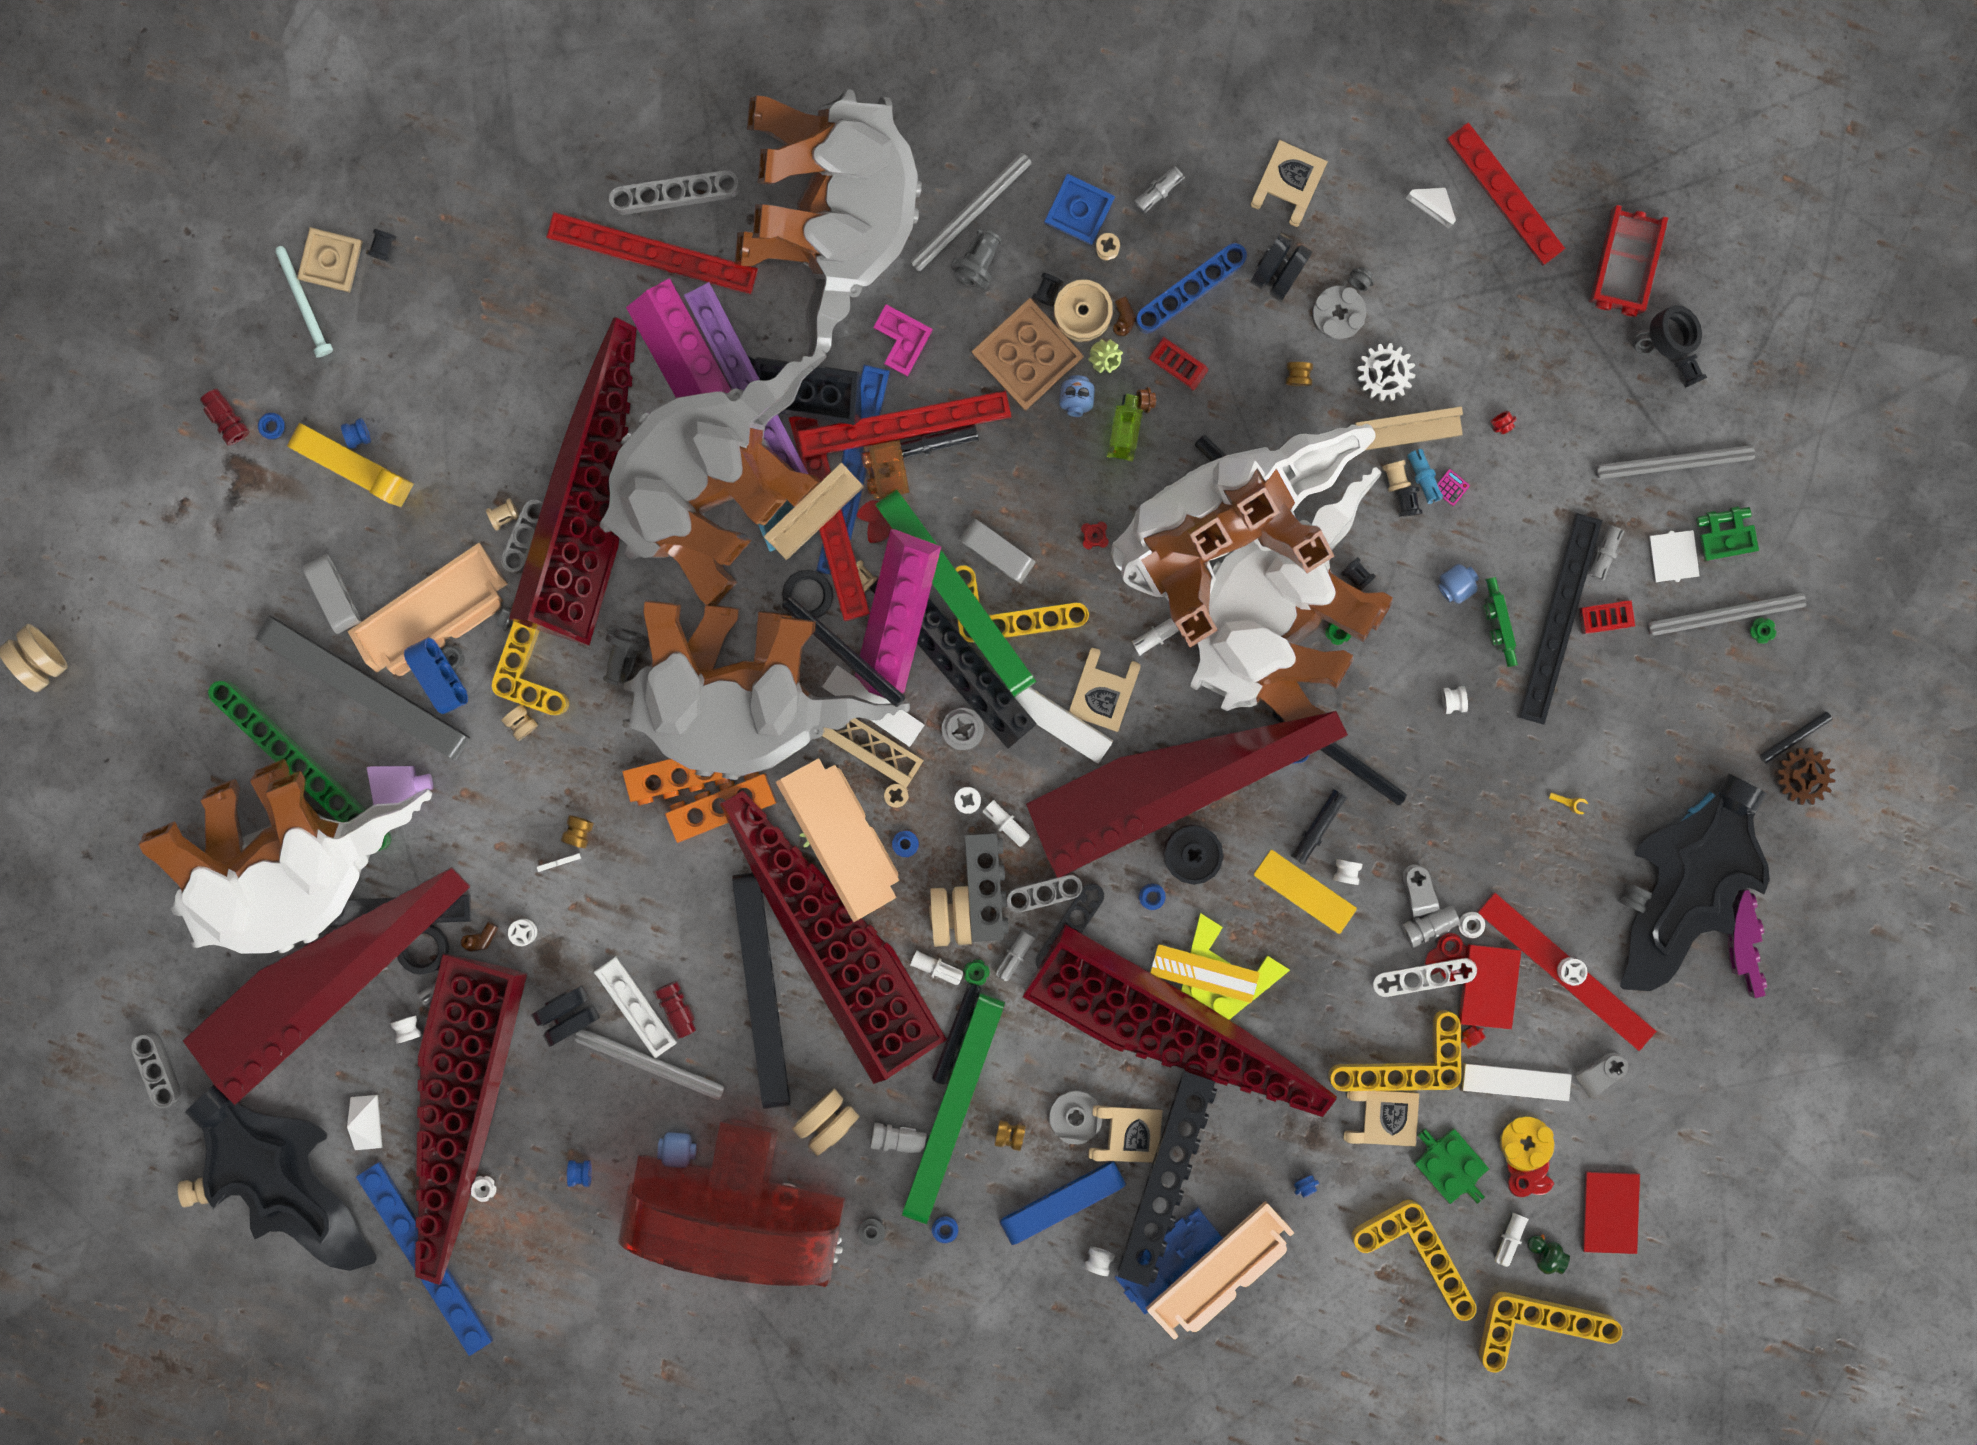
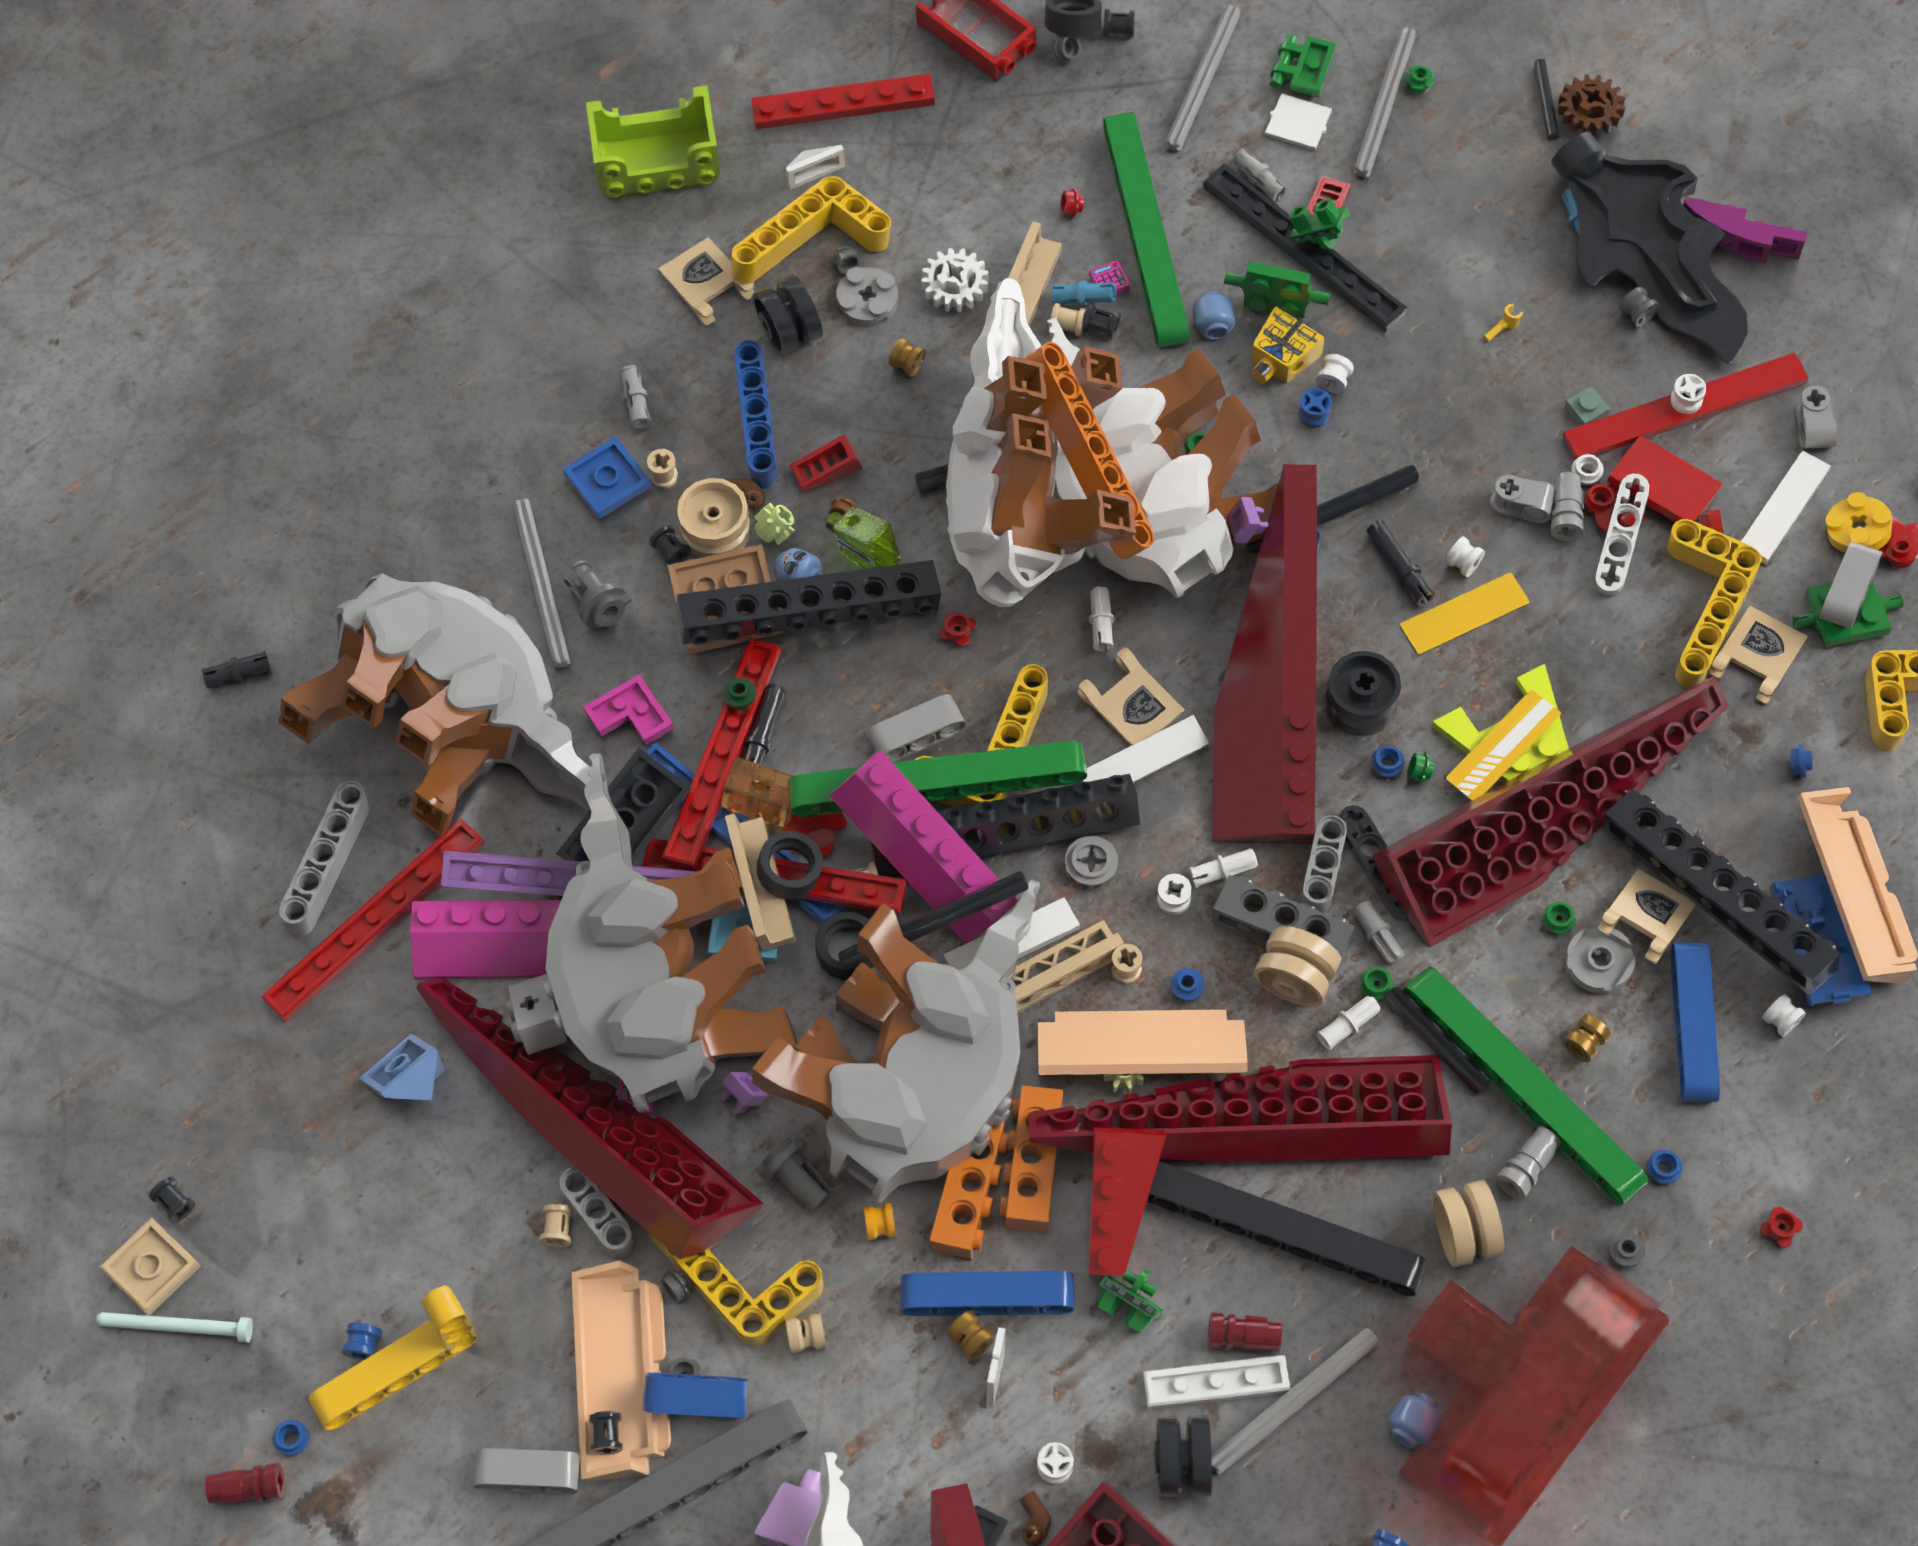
camera: 55 degrees left, 25 degrees down
(391, 630) = (604, 1445): none -> black bush
(550, 346) = (406, 1071): none -> medium blue slope
(611, 826) = (987, 1293): none -> blue beam
(620, 733) = (879, 1221): none -> light orange wheel
(625, 415) = (533, 1016): none -> light grey brick
(661, 924) = (1143, 1309): none -> green hips
(664, 584) = (741, 1086): none -> medium lavender tile
(723, 881) = (1120, 1186): none -> red wedge
(784, 35) = (236, 669): none -> black pin
(849, 539) = (789, 888): none -> black tyre
(946, 417) = (743, 700): none -> dark green plate
(950, 1322) = (1786, 1218): none -> red plate
(1093, 1081) = (1564, 911): none -> green plate
(1116, 486) = (820, 590): none -> black brick
(1158, 922) = (1420, 767): none -> green plate
(1251, 567) = (1086, 442): none -> orange beam
(1275, 705) = (1245, 520): none -> medium lavender tile
(1372, 233) = (803, 218): none -> yellow beam
(1379, 75) = (654, 147): none -> lime windscreen
(1422, 701) = (1315, 399): none -> blue wheel
(1456, 650) = (1284, 348): none -> yellow torso
(1464, 1162) = (1850, 585): none -> light grey beam
(1509, 491) = (1146, 230): none -> green beam
(1527, 899) = (1587, 406): none -> sand green plate
(1574, 627) = (1320, 227): none -> green hips

